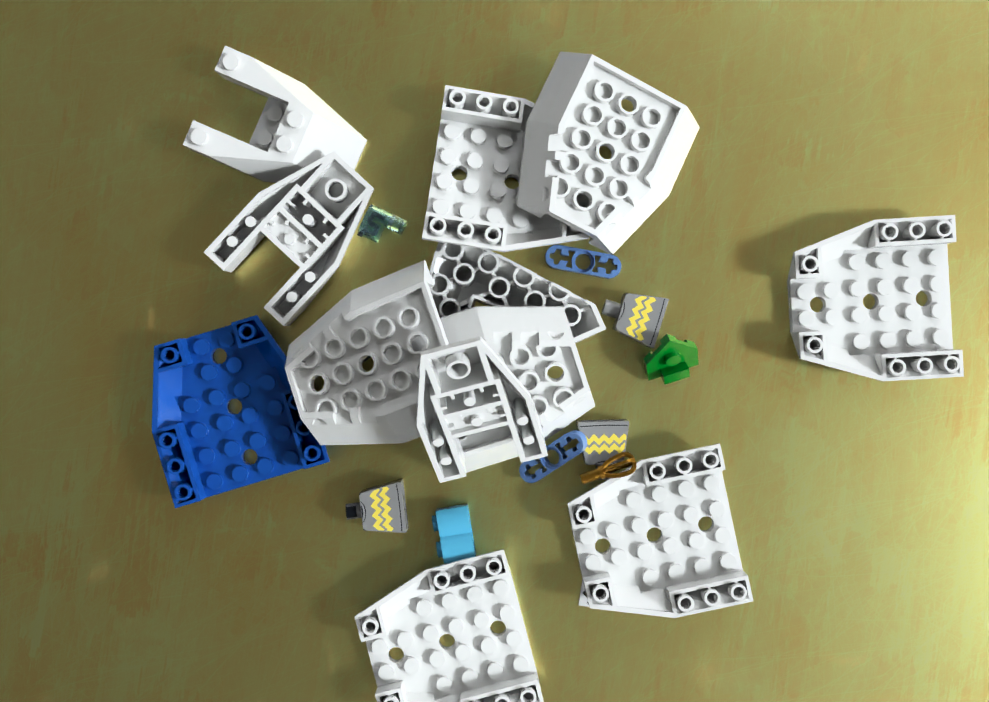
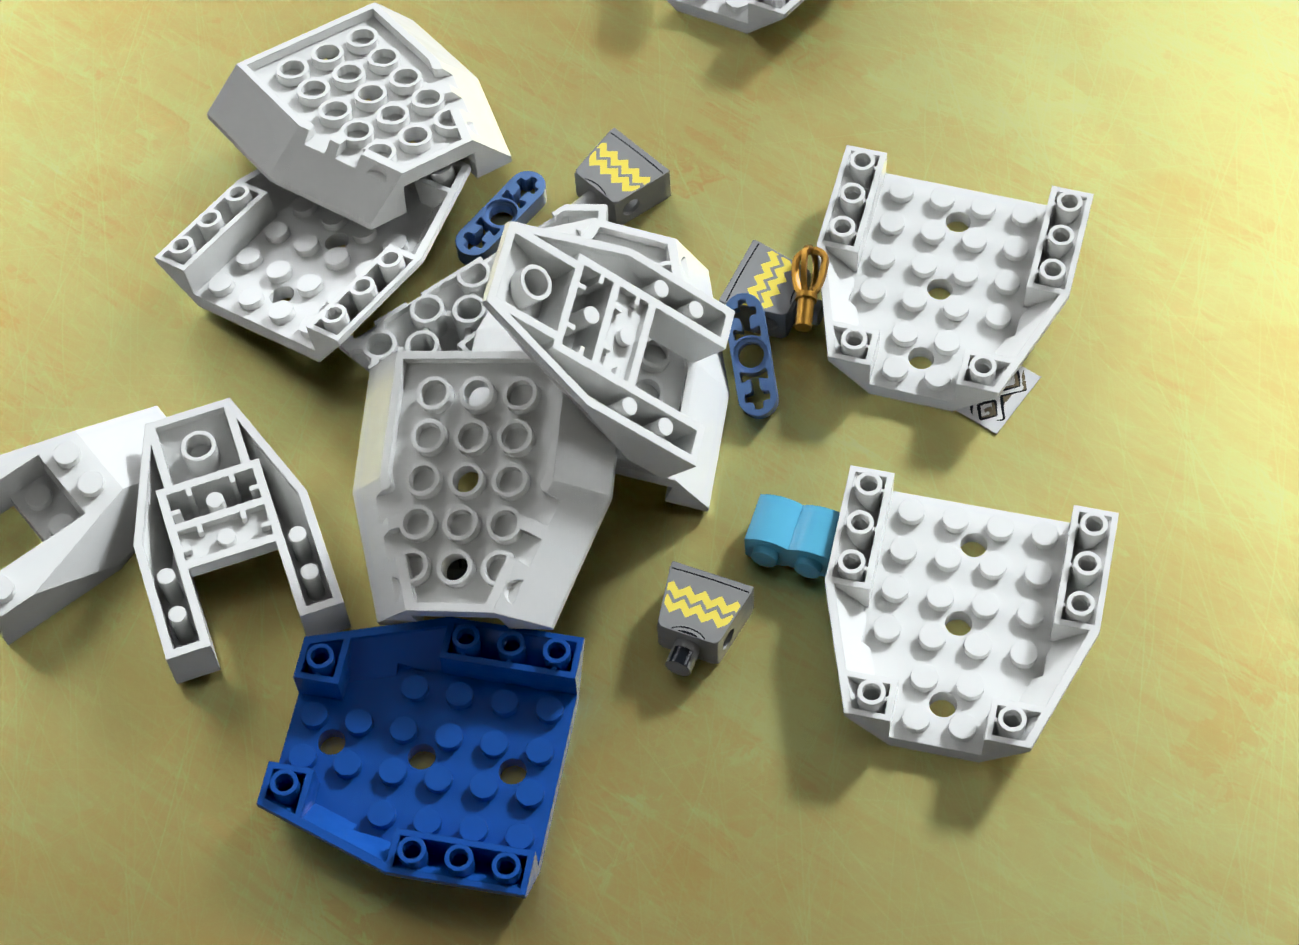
camera: 60 degrees left, 30 degrees down
(377, 220) = (282, 433): clear light blue piece -> none
(671, 360) = (700, 164): green plate -> none

